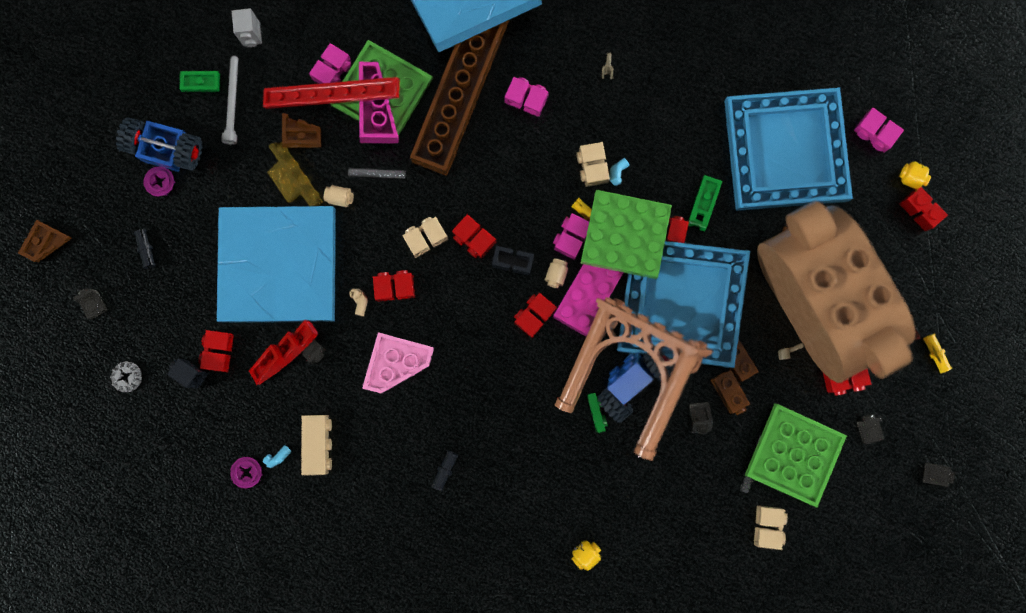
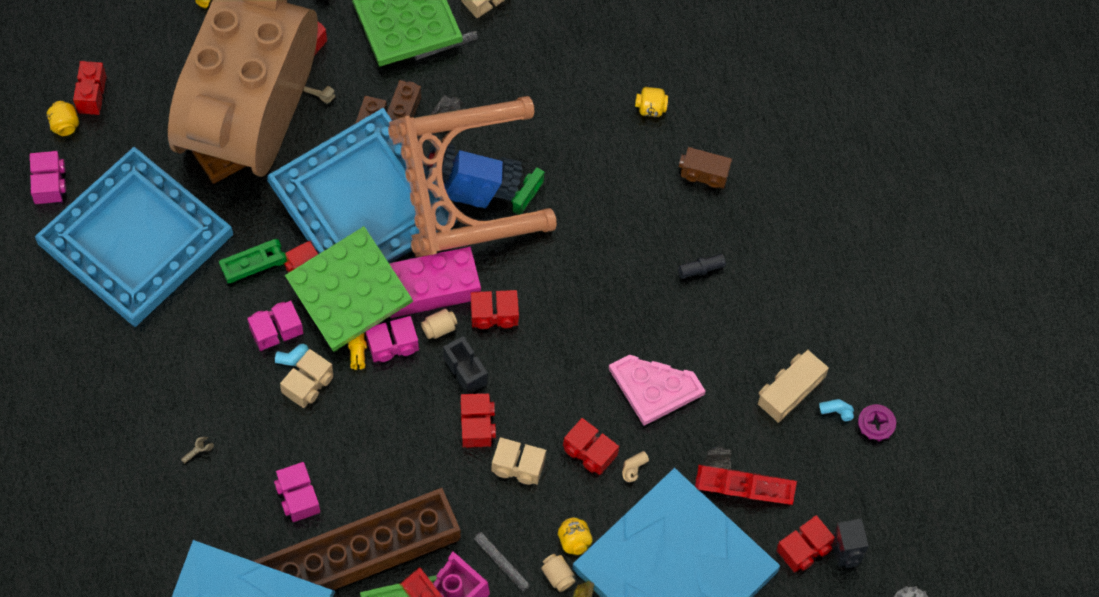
camera: 140 degrees left, 20 degrees down
(349, 224) = (575, 536): none -> yellow head
(510, 540) = (705, 167): none -> reddish brown brick
(647, 176) = (264, 329): none -> dark pink piece

